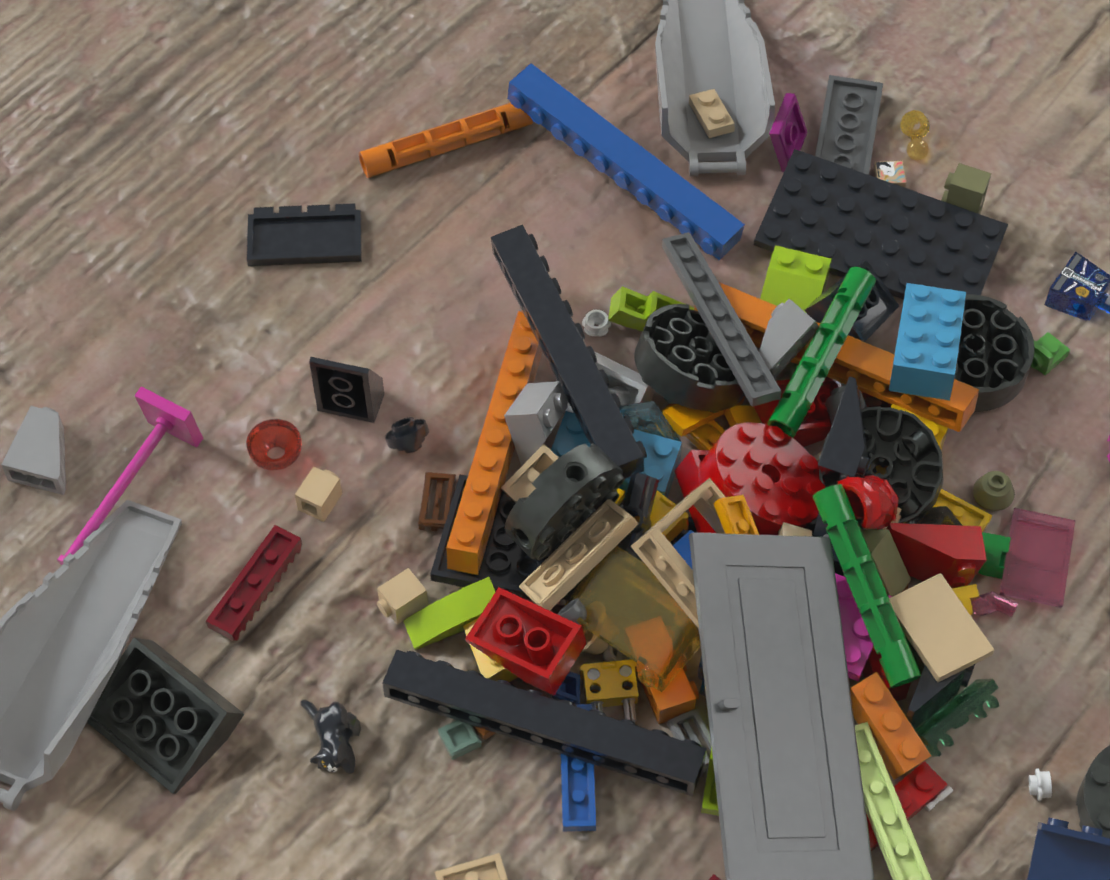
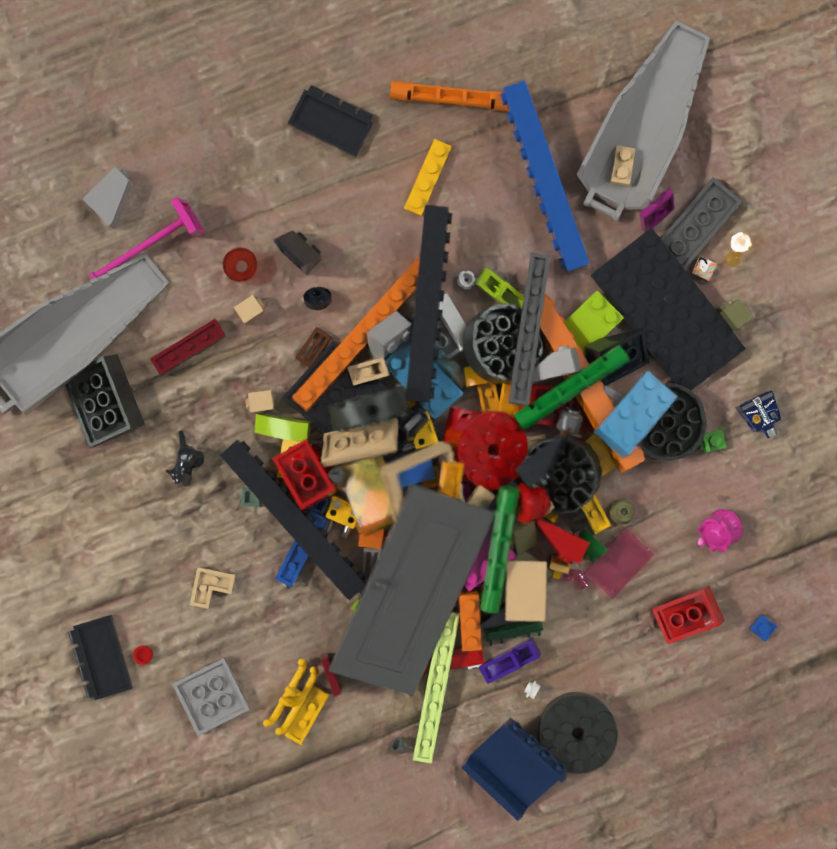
camera: 30 degrees right, 30 degrees up
(471, 239) = (427, 177): none -> yellow plate
(981, 760) = (510, 660): none -> dark purple slope

